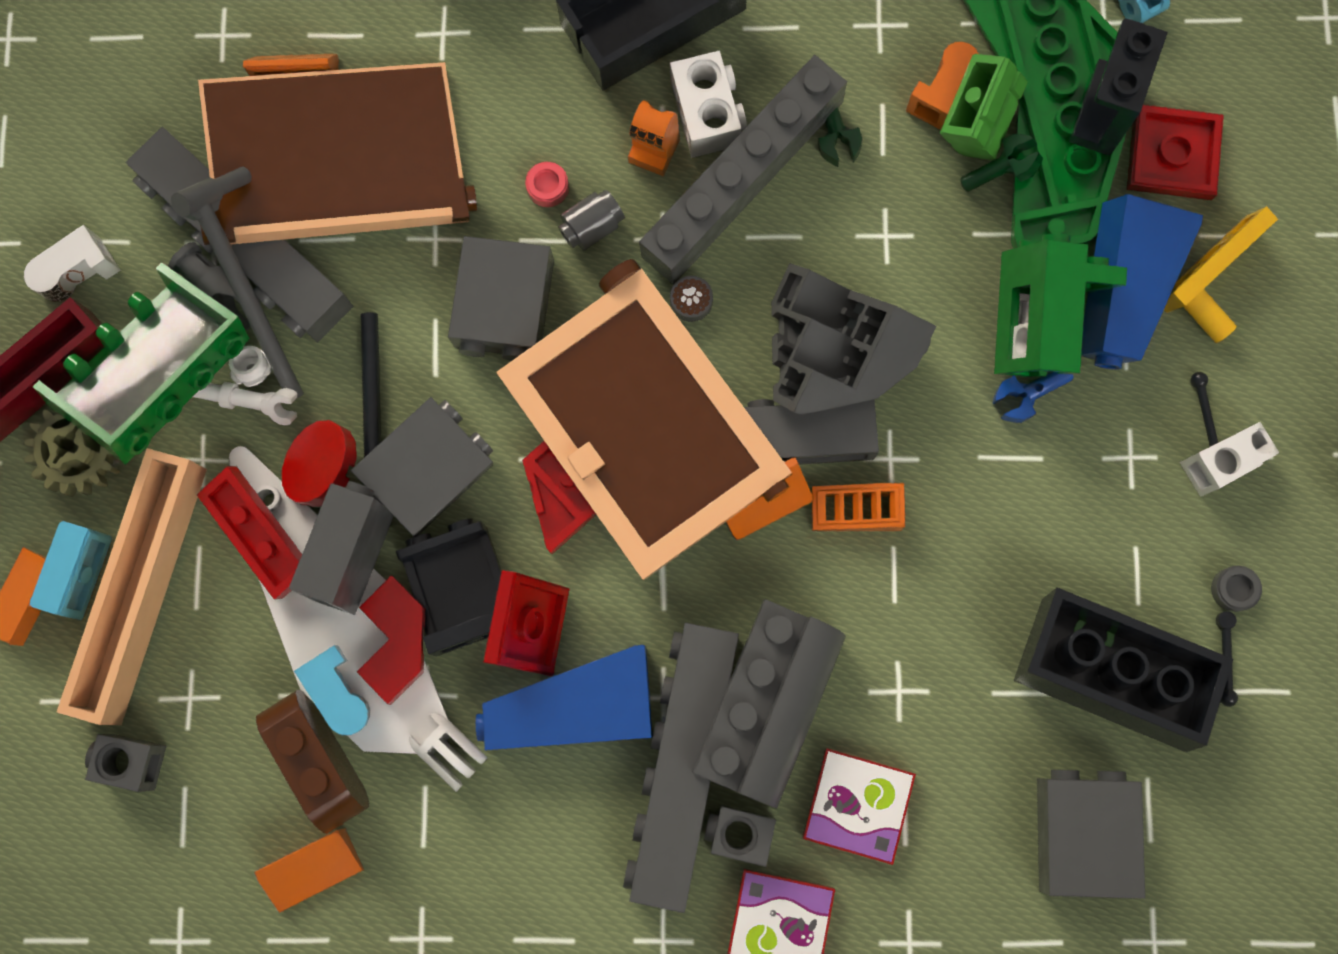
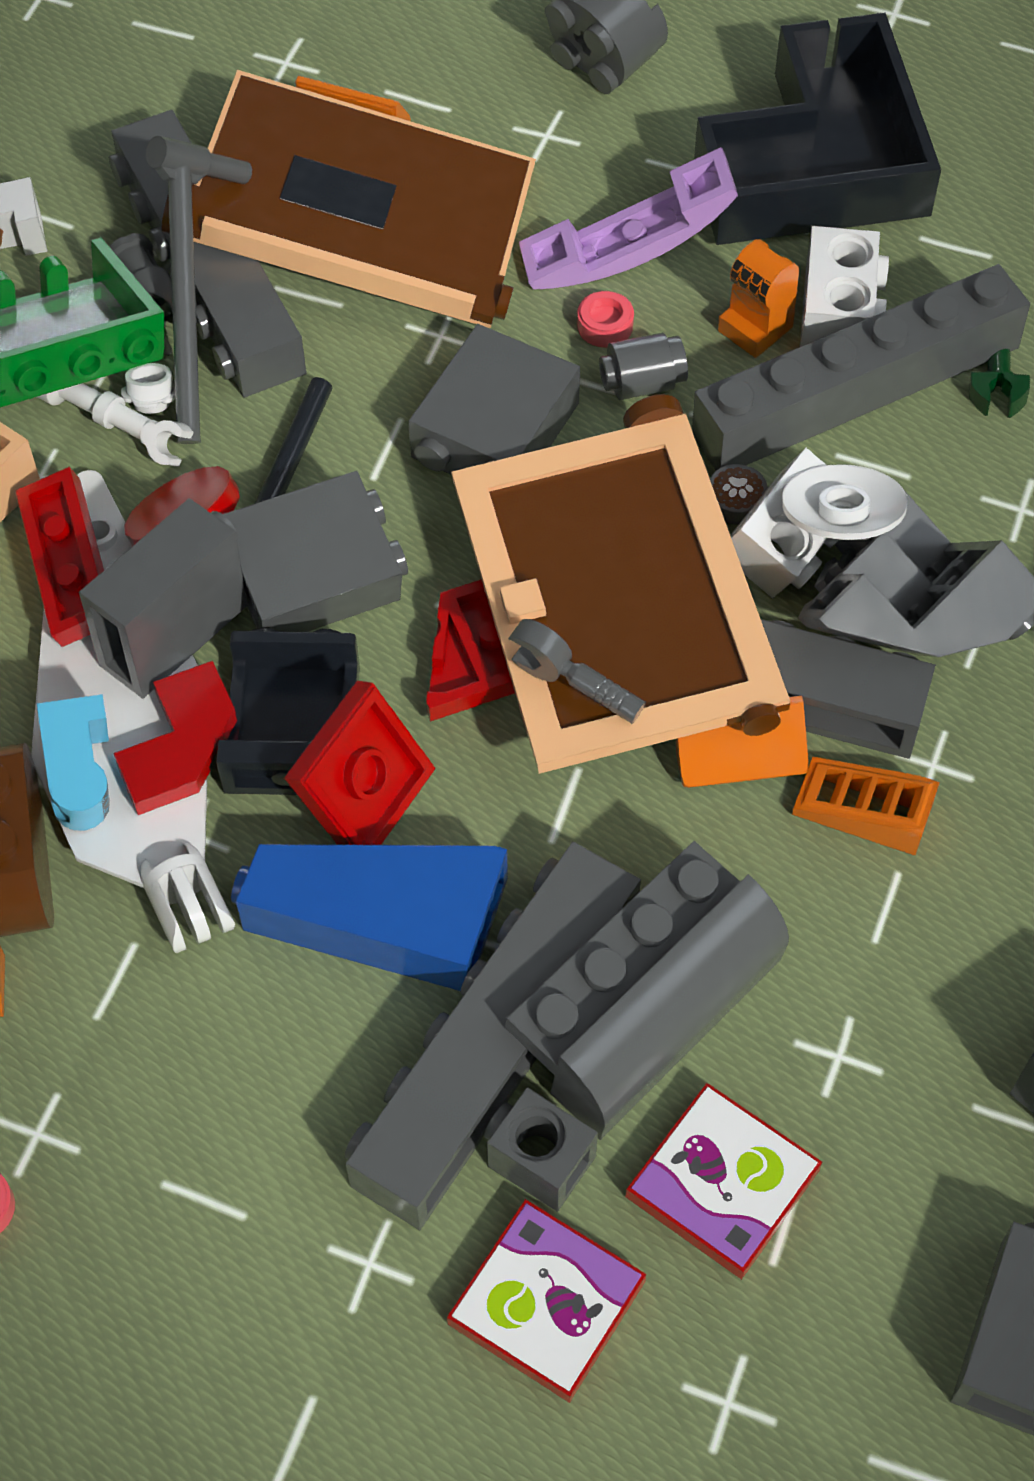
camera: 15 degrees right, 20 degrees down
(317, 158) = (338, 192): none -> black sticker
(542, 109) = (634, 235): none -> lavender slope
(628, 506) = (548, 656): none -> dark grey piece
(729, 312) = (768, 522): none -> white brick
(774, 289) = (844, 502): none -> white dish

